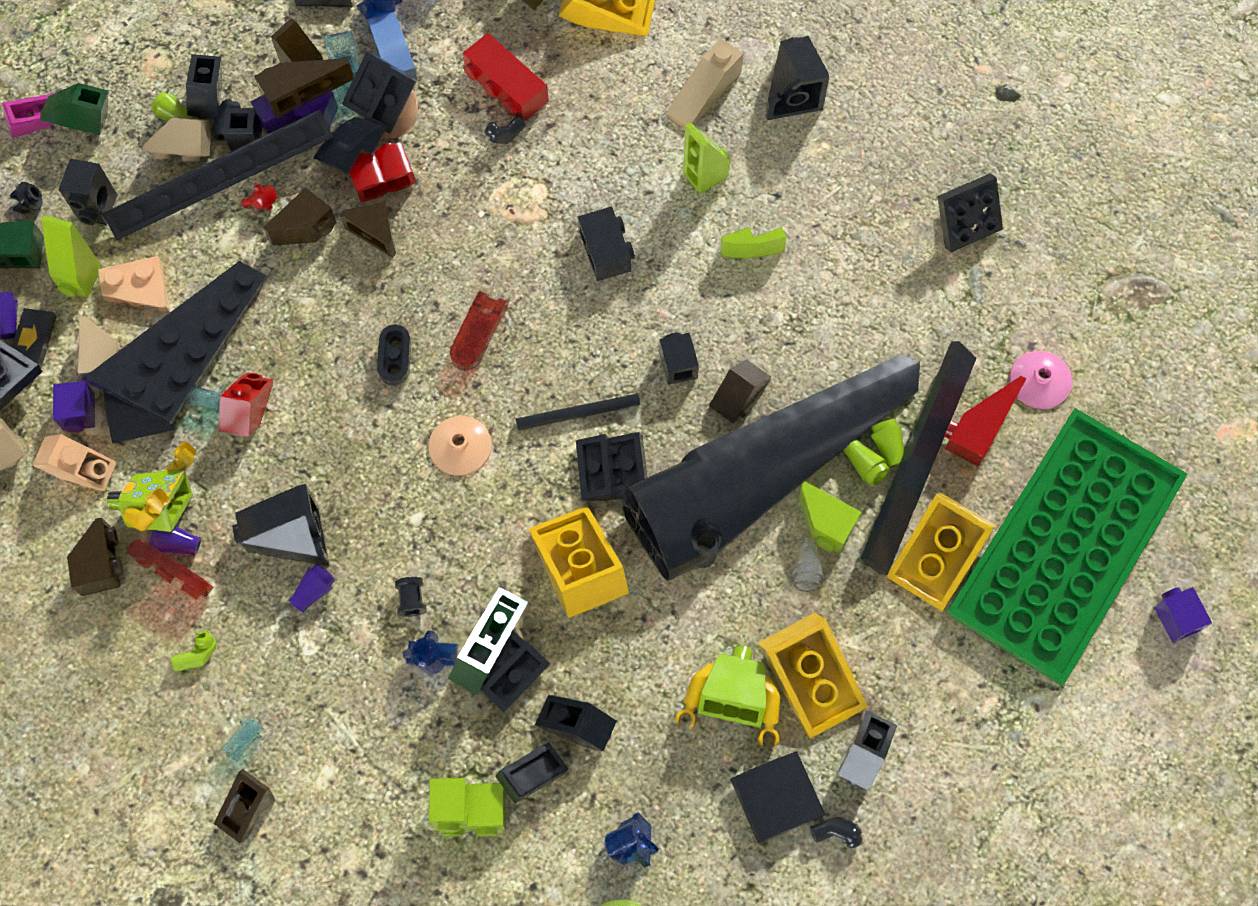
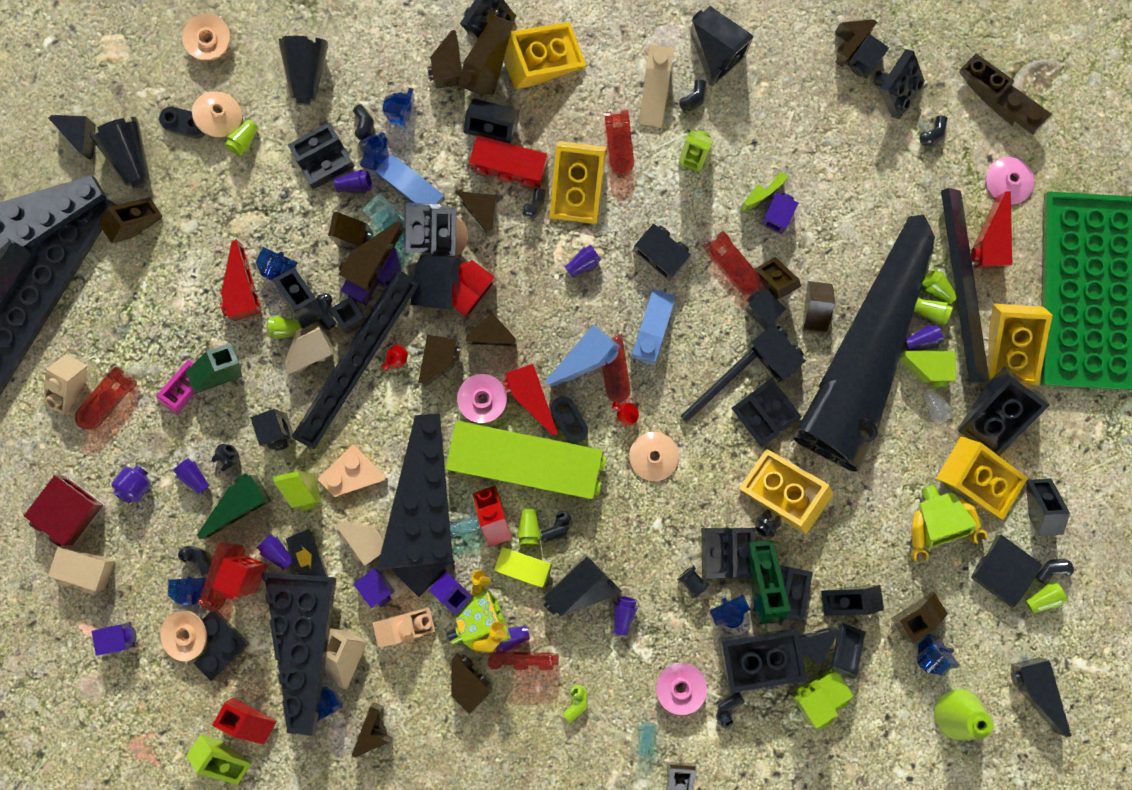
camera: 30 degrees left, 15 degrees up
(145, 453) = (451, 593): none -> dark purple brick
(158, 50) = (238, 287): none -> red slope
(206, 43) = (273, 264): none -> clear blue piece
(241, 475) = (523, 567): none -> neon yellow slope
(273, 441) = (528, 530): none -> lime cone
(307, 461) = (560, 527): none -> black arm
(310, 690) = (687, 700): none -> bright pink dish
(314, 272) = (475, 387): none -> bright pink dish
(320, 368) = (525, 460): none -> lime brick
(339, 17) = (355, 182): none -> dark purple cone
(354, 759) = (725, 709): none -> black arm
(371, 302) = (528, 392): none -> red slope
(424, 719) = (762, 660): none -> black slope
(449, 297) = (588, 354): none -> medium blue slope
(450, 106) = (482, 208): none -> dark brown slope
(459, 381) = (626, 413): none -> red piece
(468, 588) = (726, 552): none -> black slope
(499, 744) = (817, 643): none -> black slope
(513, 29) = (491, 120): none -> black brick
(518, 209) = (584, 260): none -> dark purple cone
(534, 582) = (766, 527): none -> black plate
(543, 313) = (653, 327): none -> medium blue slope
(562, 131) = (577, 182): none -> yellow slope
(632, 119) = (619, 143): none -> clear red plate
(641, 786) = (920, 618): none -> dark brown slope
(662, 409) = (777, 352): none -> black brick
(675, 297) = (733, 264): none -> clear red plate
(711, 338) = (777, 278): none -> dark brown slope
(740, 119) = (694, 99): none -> black arm
(757, 272) = (779, 212): none -> dark purple brick
(806, 857) = (1047, 598): none -> lime cone
(840, 486) = (927, 338): none -> dark purple cone
(879, 612) = (1003, 411): none -> black slope
(950, 146) = (854, 35): none -> dark brown slope
(951, 170) = (867, 57): none -> black brick
(982, 287) = (936, 134): none -> black arm
(1080, 284) = (1001, 96): none -> dark brown slope

